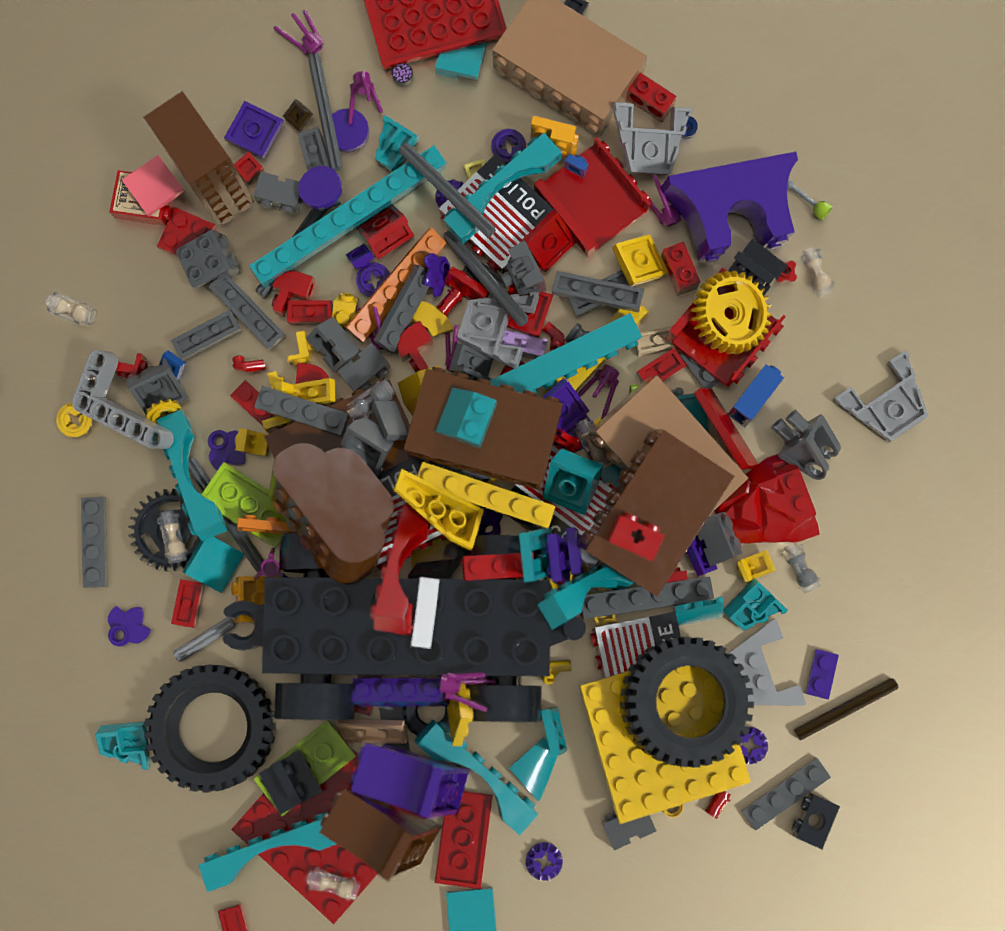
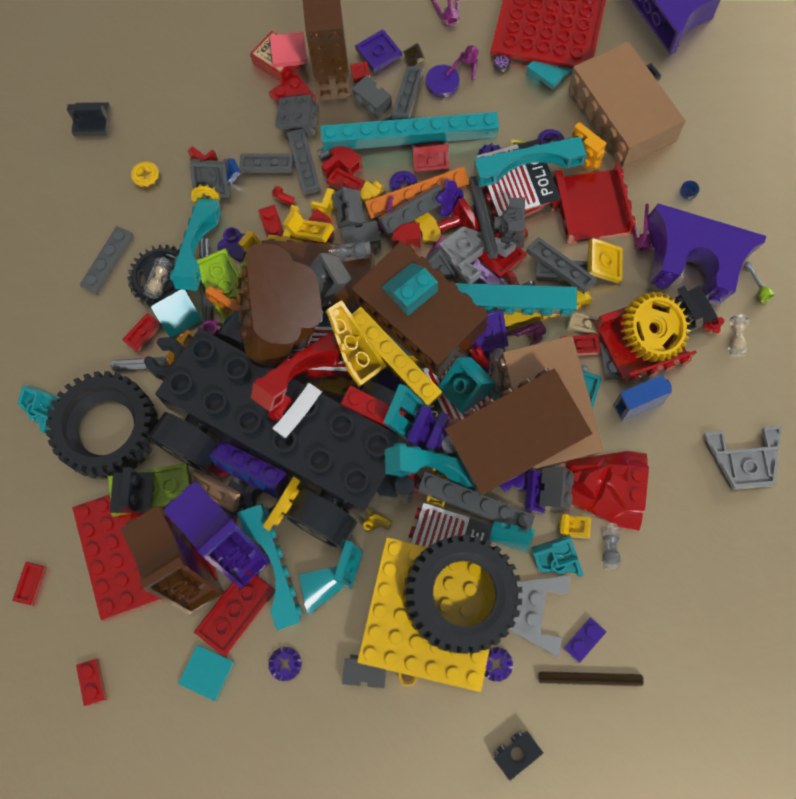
camera: 30 degrees right, 10 degrees down
(80, 313) = (192, 108): clear piece -> none
(113, 415) = (162, 164): light grey beam -> none
(129, 623) = (94, 325): dark purple plate -> none
(224, 869) = (46, 531): teal arch -> none
(301, 411) = (295, 233): dark grey plate -> none
(320, 187) = (400, 102): dark purple tile -> none
(325, 112) = (433, 61): dark grey axle -> none
(342, 886) = (123, 594): clear piece -> none
(360, 256) = (402, 163): dark purple plate -> none
(390, 140) = (470, 102): teal wing -> none
(390, 420) = (354, 267): dark grey tile -> none
(447, 190) = (488, 141): dark grey axle -> none
(451, 683) = (288, 475): magenta plant -> none
(549, 241) = (544, 214): red plate -> none
(576, 165) = (592, 175): blue plate -> none
(621, 536) = (477, 429): red brick -> none
(649, 149) = (653, 186): light grey wing -> none
(651, 97) = (673, 156): red brick -> none
(678, 575) = (507, 498): red plate -> none
(680, 268) = (632, 280): red brick -> none
(717, 804) = (445, 695): red pin -> none
(726, 428) = (606, 410): red tile -> none
(785, 793) = (505, 720): dark grey plate -> none
(806, 443) = (665, 454): dark grey piece -> none

